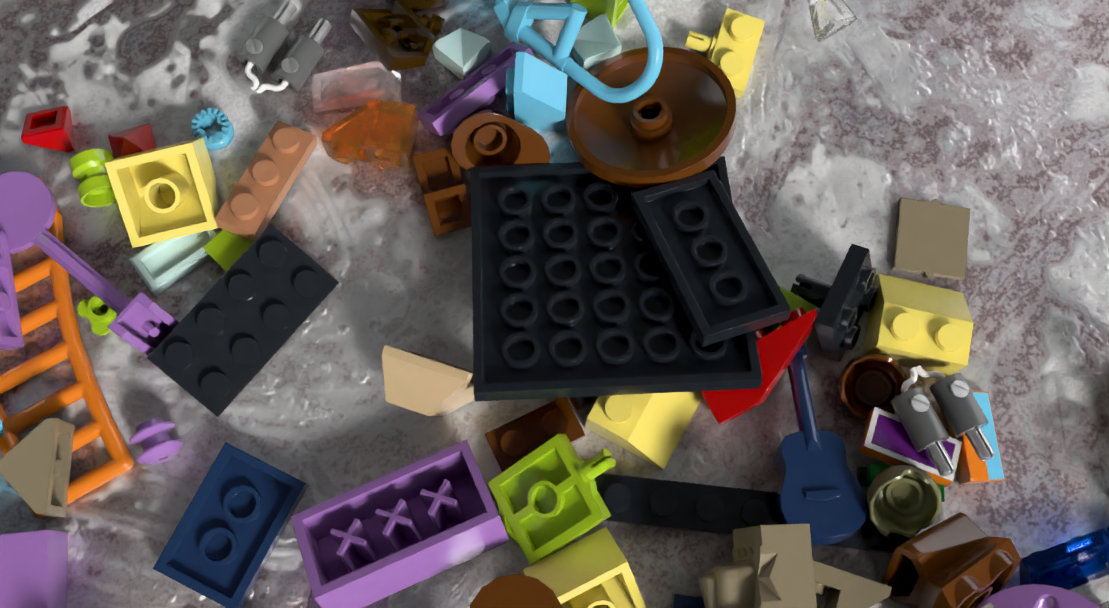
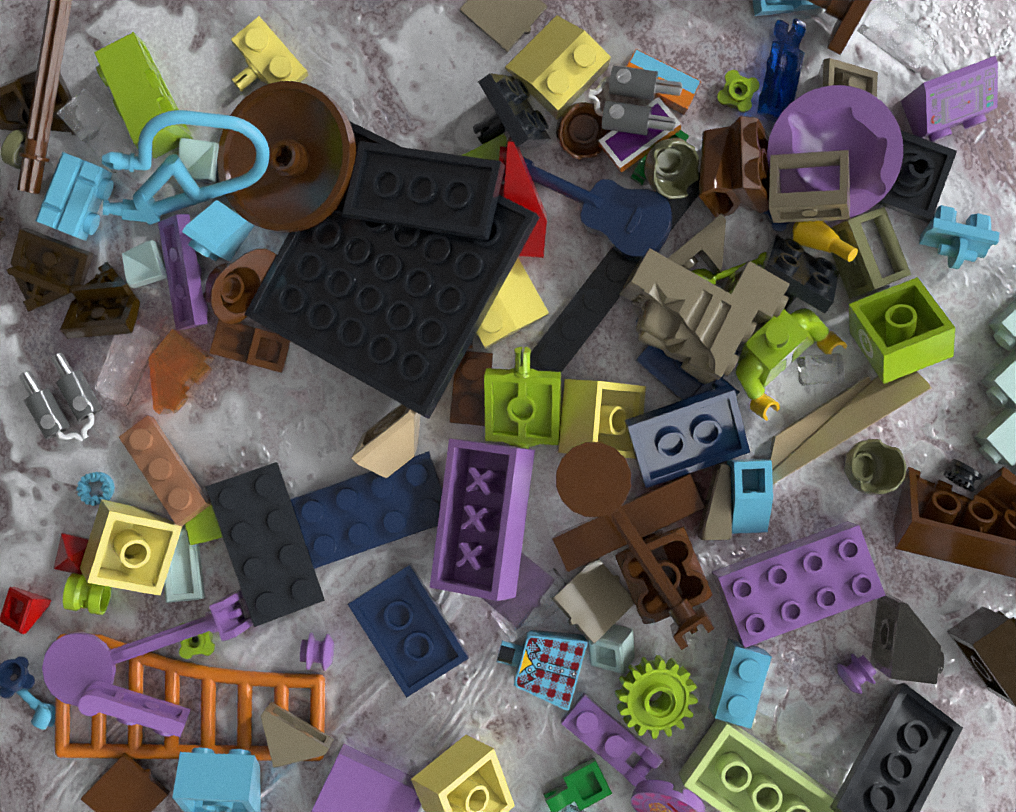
camera: 55 degrees left, 15 degrees up
(341, 406) = (369, 510): none -> dark blue plate
(1011, 528) = (738, 101): none -> lime plate

